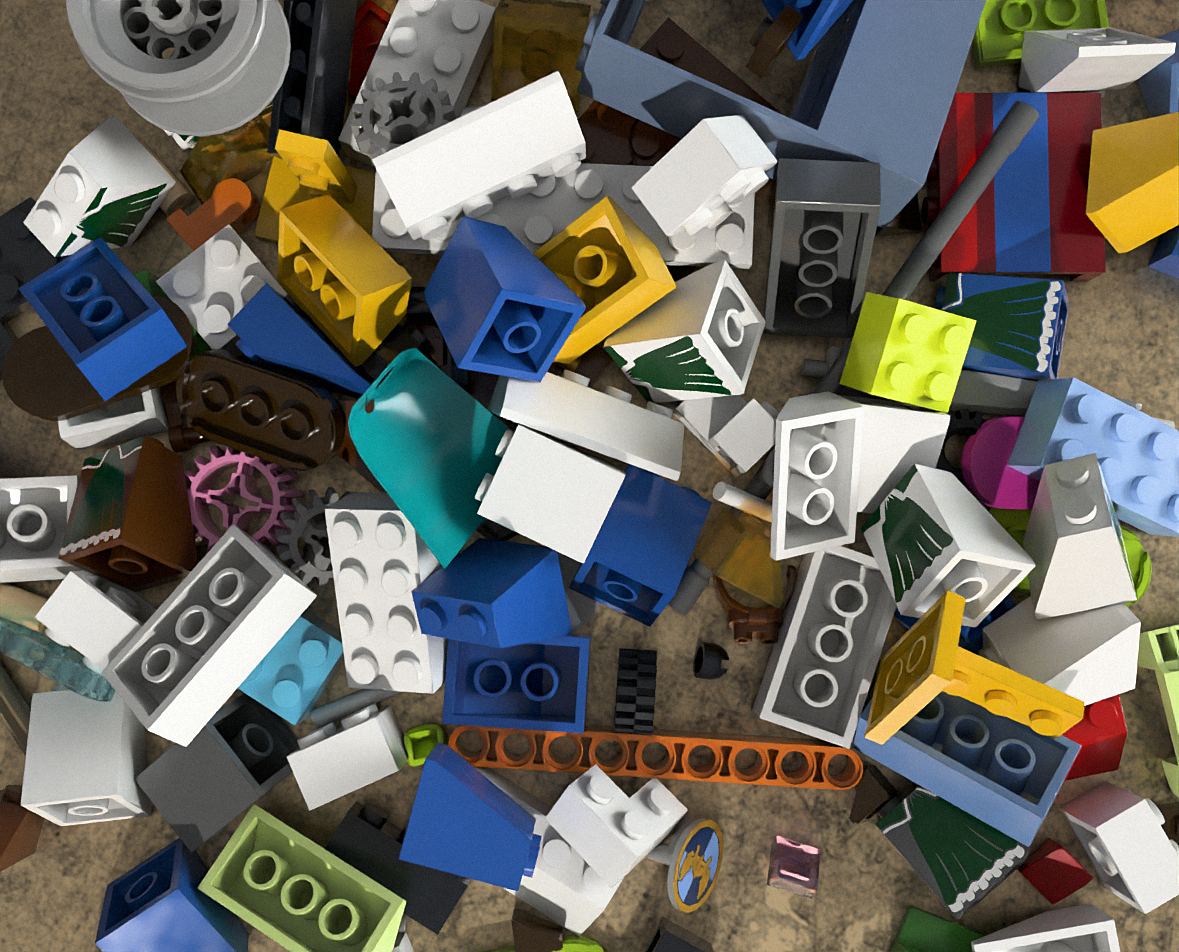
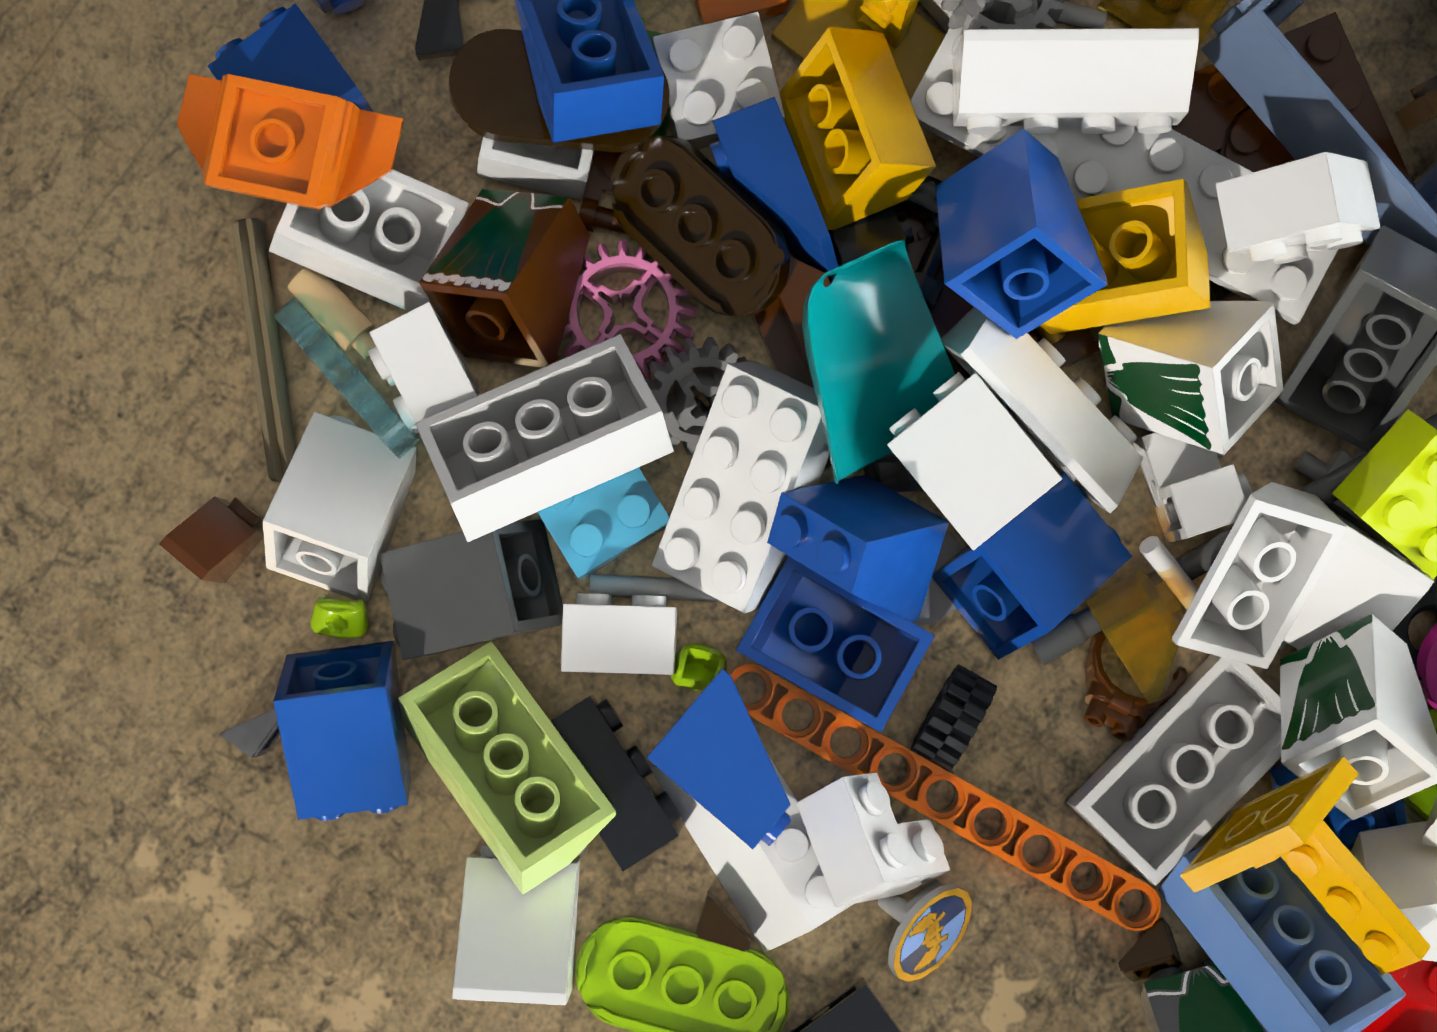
camera: 30 degrees right, 0 degrees up
(132, 839) = (339, 618): none -> lime piece
(708, 661) = (1044, 726): black hinge -> none
(794, 867) = (1032, 989): plate -> none

